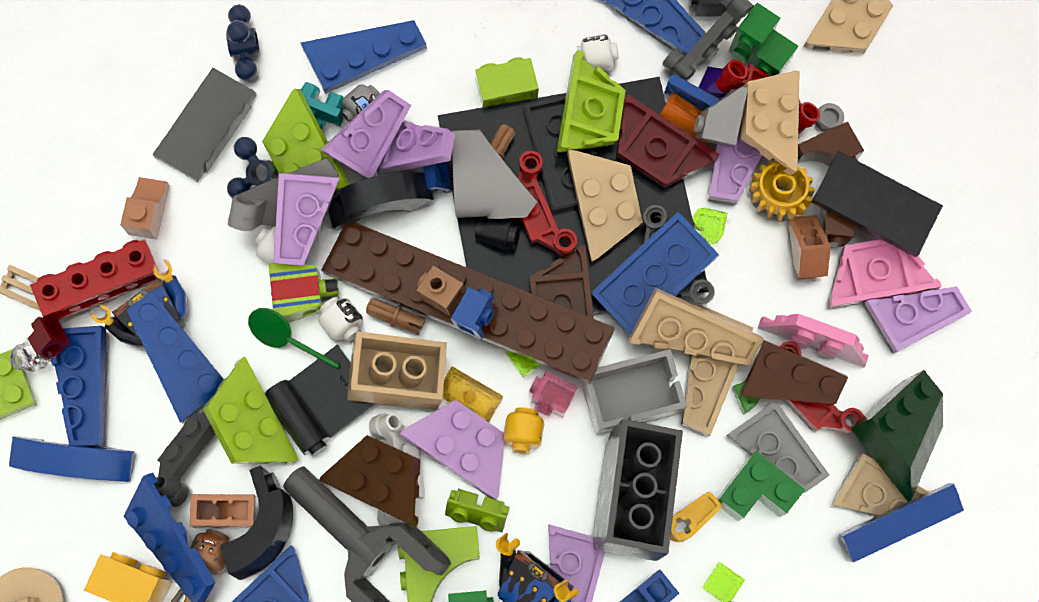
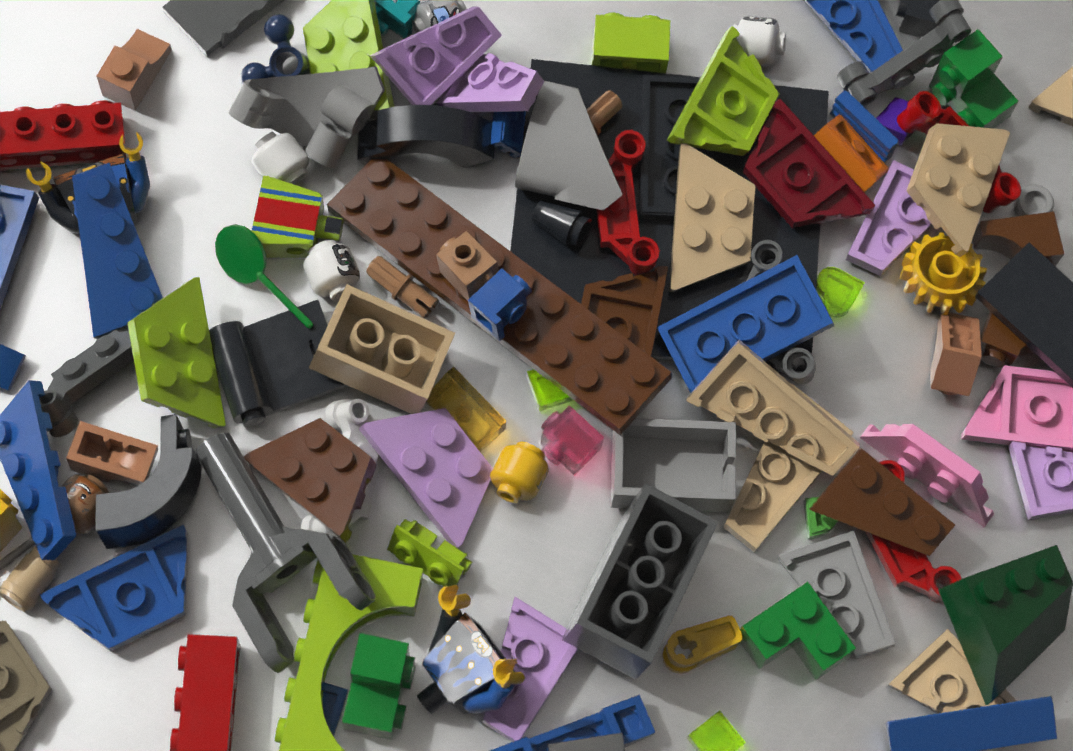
camera: 15 degrees right, 5 degrees down
(299, 213) = (321, 124): lavender wing -> none
(722, 120) = (889, 162): light grey slope -> none

